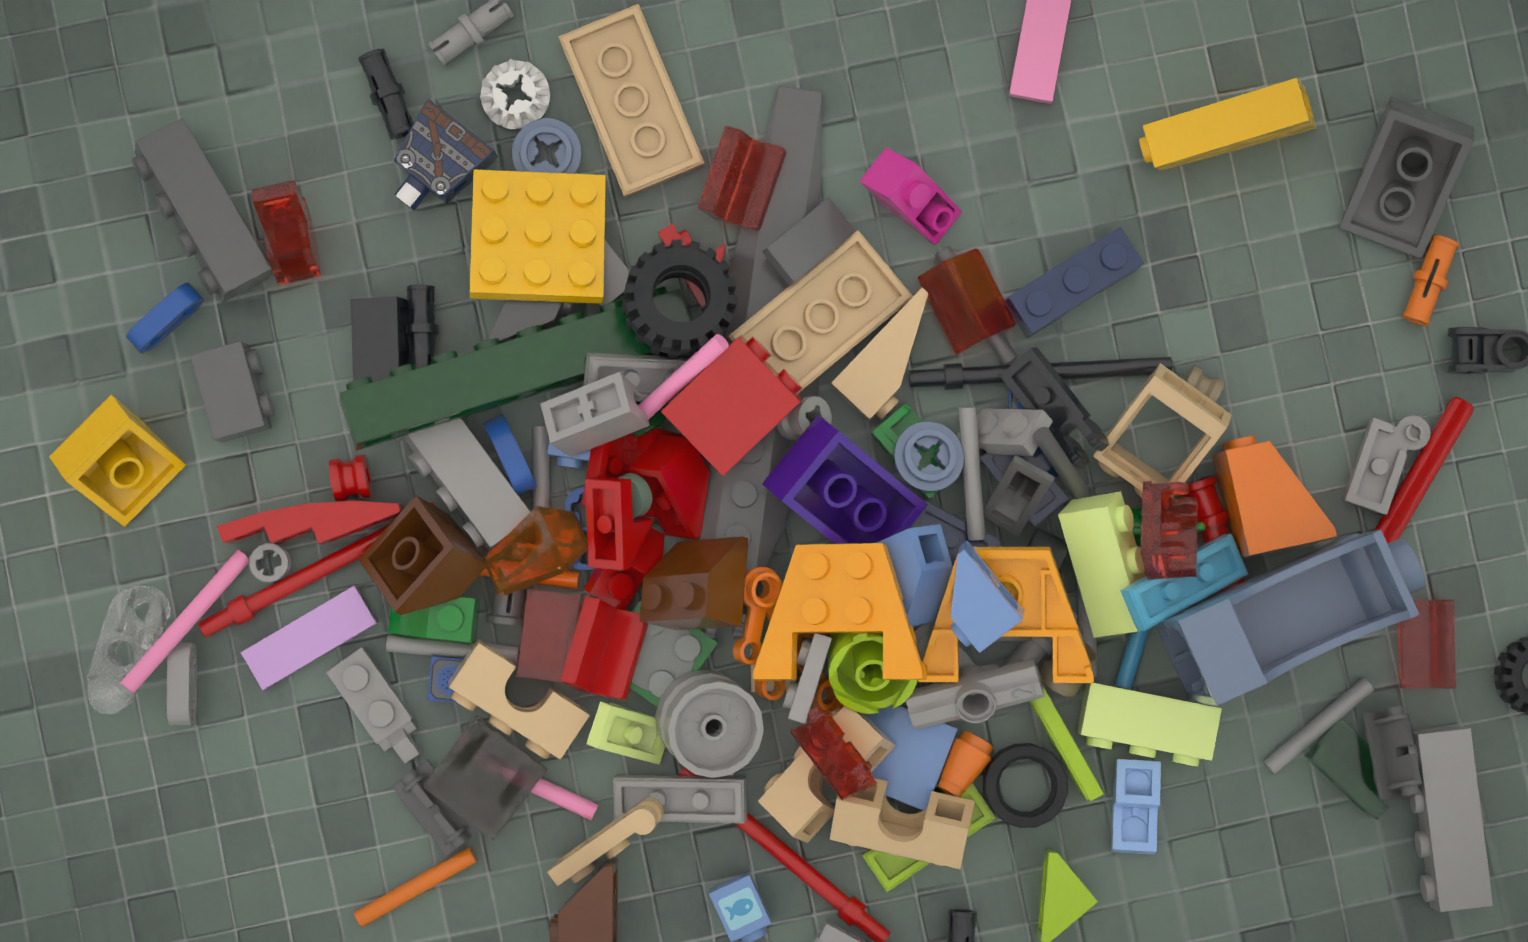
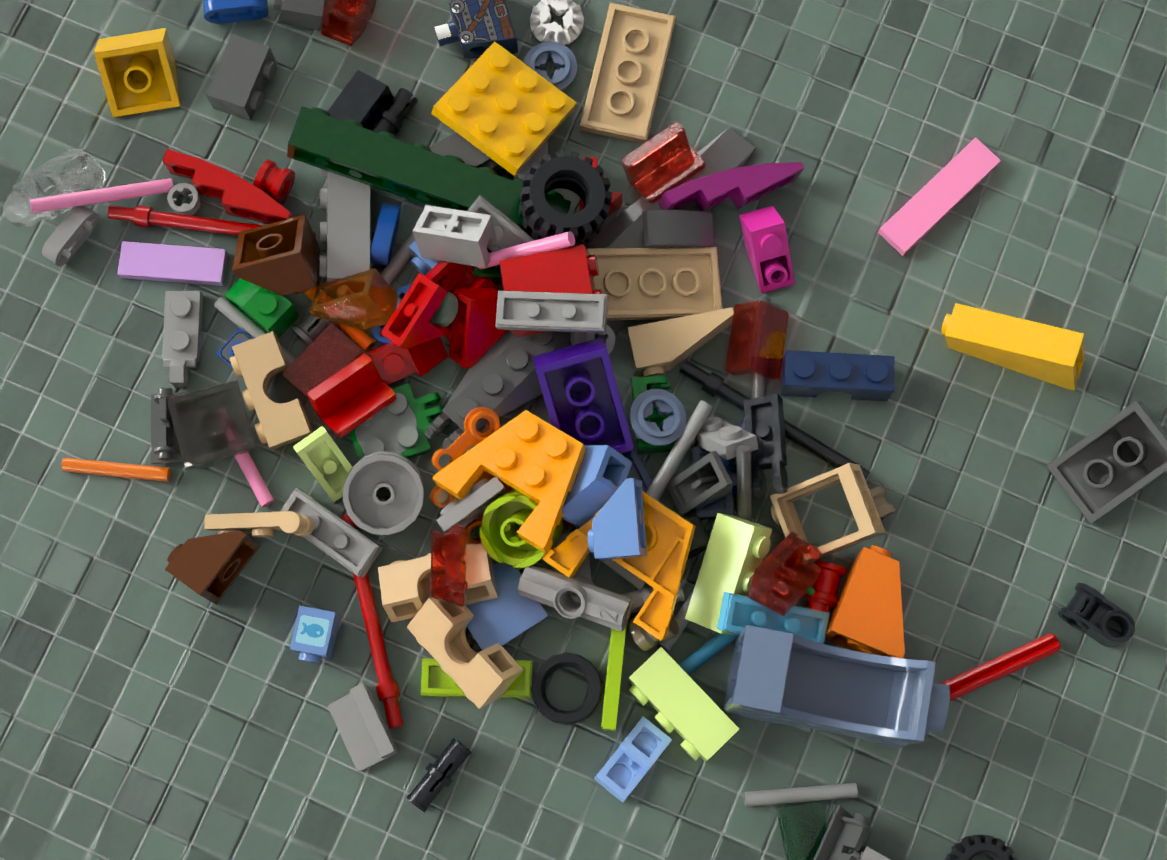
camera: 35 degrees right, 10 degrees down
(697, 585) = (439, 394): reddish brown slope -> none
(755, 430) = (552, 311): none -> light grey tile
(839, 148) = (740, 184): none -> magenta slope
(964, 763) = (536, 643): orange cone -> none
(1061, 897) = (537, 783): lime slope -> none
(1382, 461) = (970, 641): light grey hinge -> none
(1428, 646) = (916, 790): clear red panel -> none
(1441, 253) = (1087, 542): orange pin -> none

